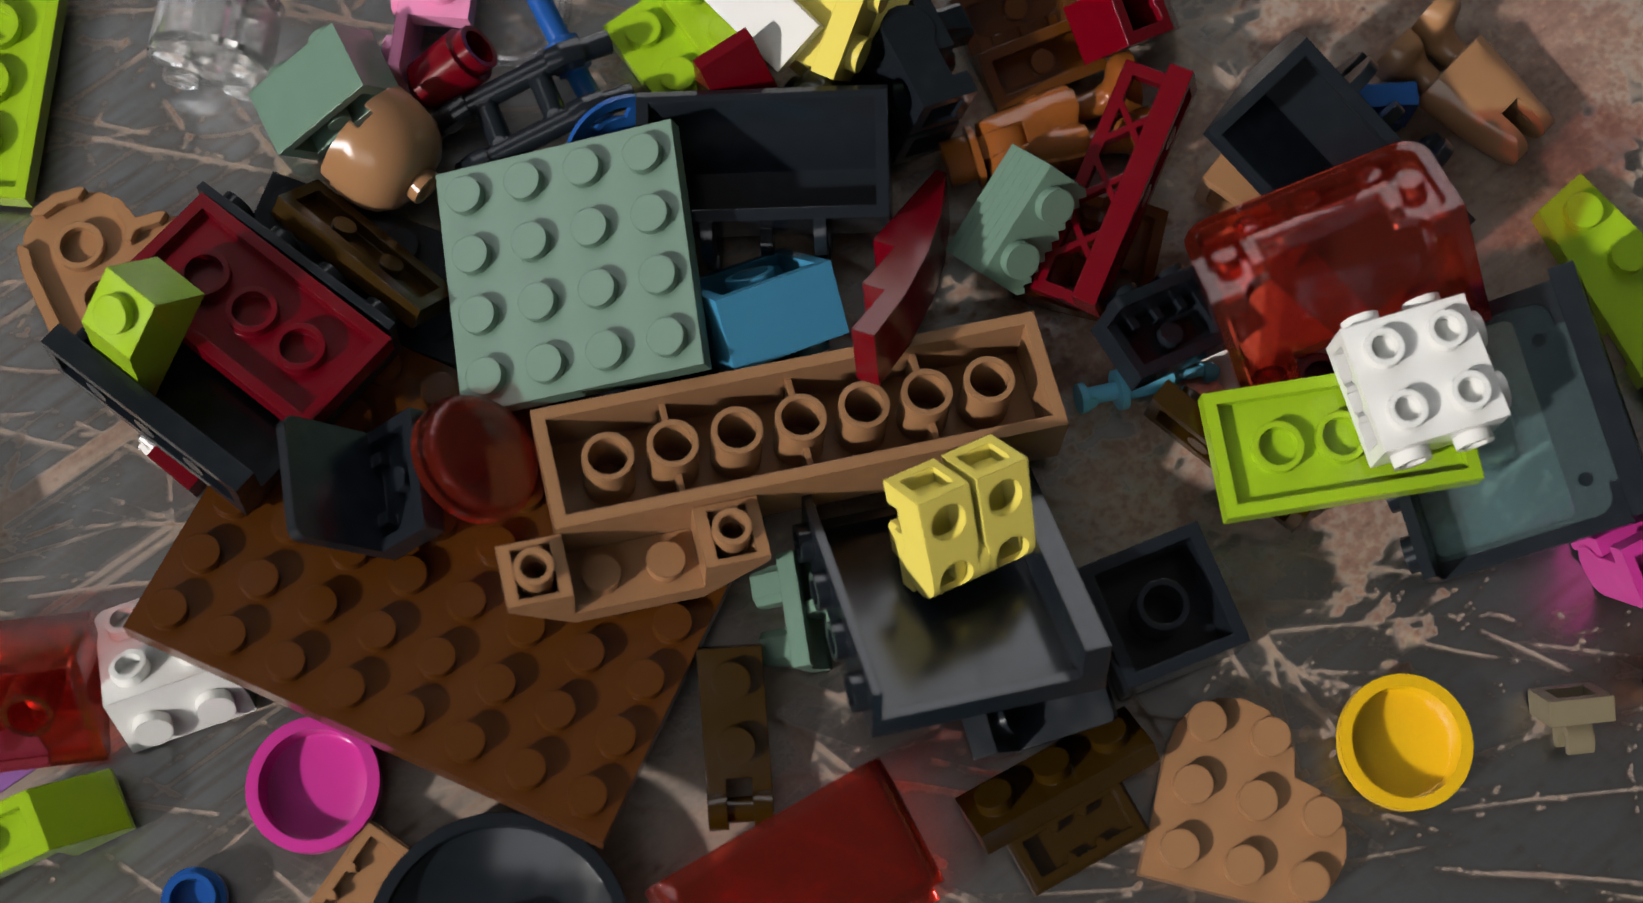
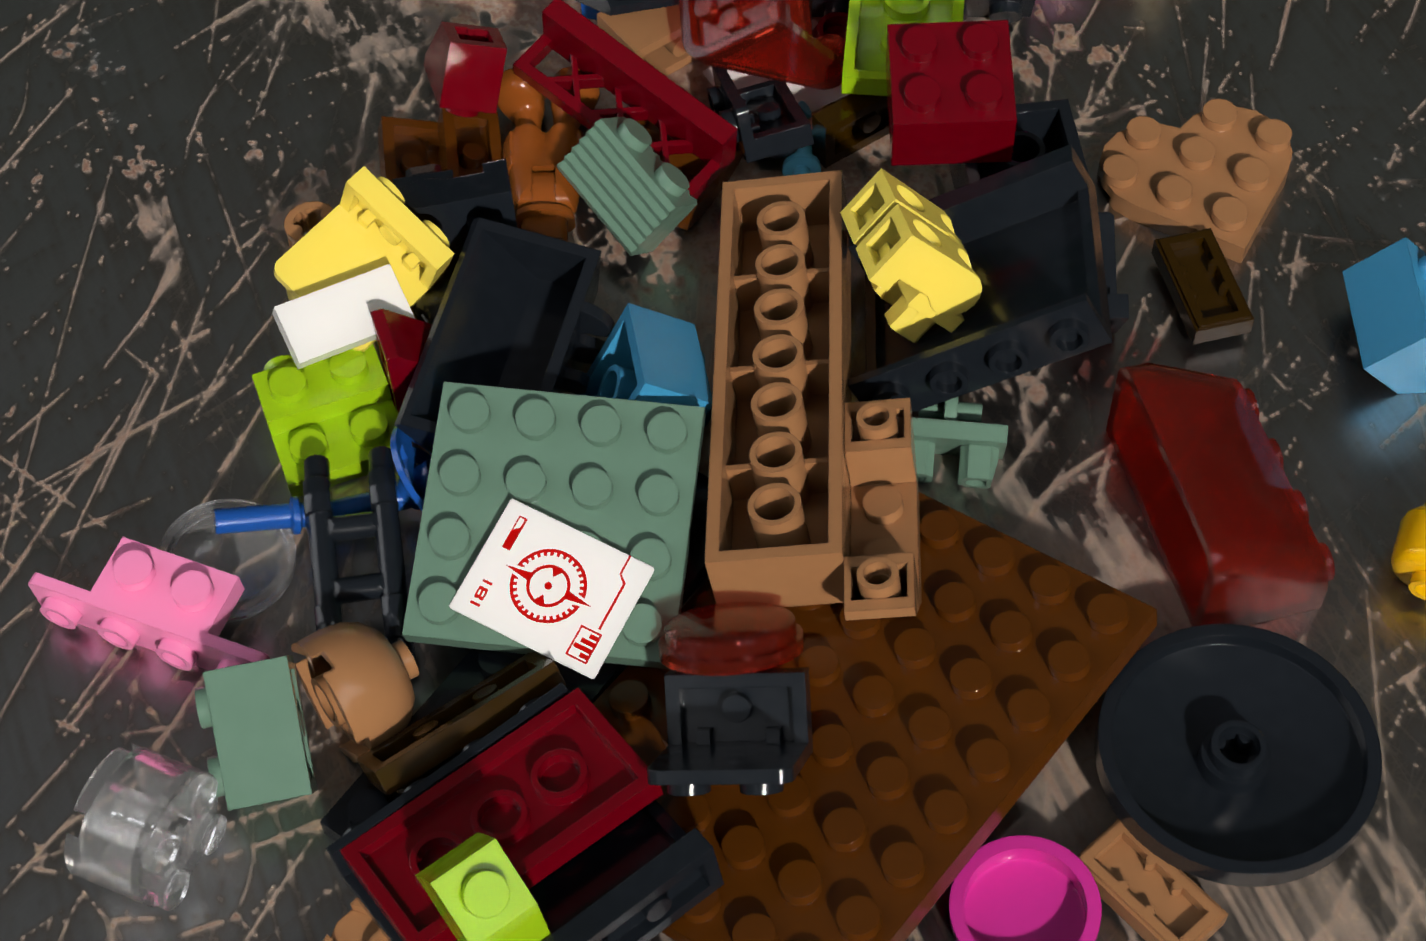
camera: 75 degrees left, 20 degrees down
(451, 66) = (279, 611): dark red brick -> none
(495, 286) = (552, 588): none -> white sticker
(735, 732) = (1059, 517): dark brown plate -> none
(905, 279) = (656, 255): dark red slope -> none
(1056, 780) = (1159, 299): dark brown plate -> none
(1184, 507) = (950, 92): none -> dark red brick
(1404, 742) = (1165, 54): yellow piece -> none

